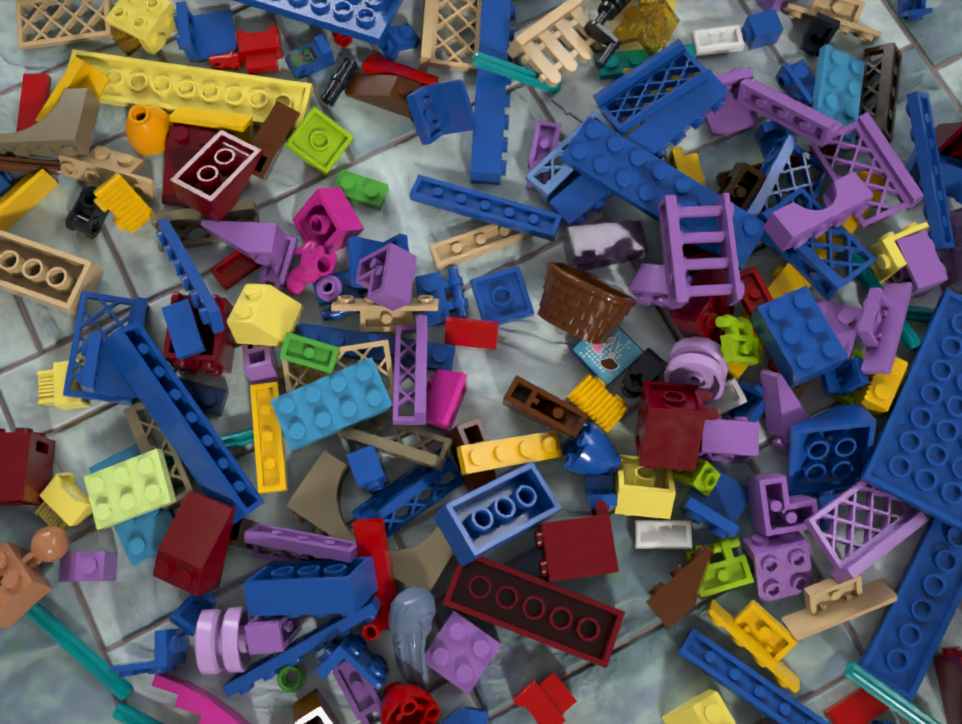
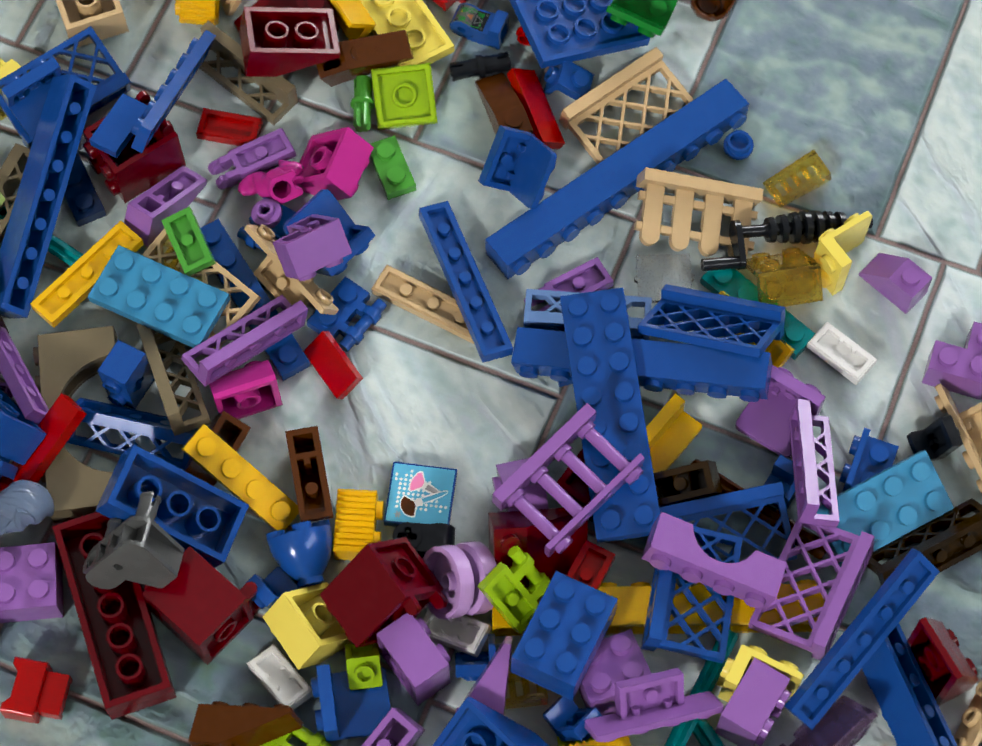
camera: 50 degrees right, 10 degrees down
(255, 240) = (258, 120): medium lavender slope -> none
(263, 316) = (193, 179): light yellow slope -> none
(299, 170) = (362, 103): none -> bright green axle
(502, 296) = (394, 365): blue tile -> none
(511, 71) = (618, 194): teal axle -> none
(532, 559) = (135, 551): none -> dark grey piece
(582, 303) = (439, 429): reddish brown piece -> none
(604, 244) = (516, 405): clear purple wedge -> none
(761, 29) = (891, 383): blue brick -> none

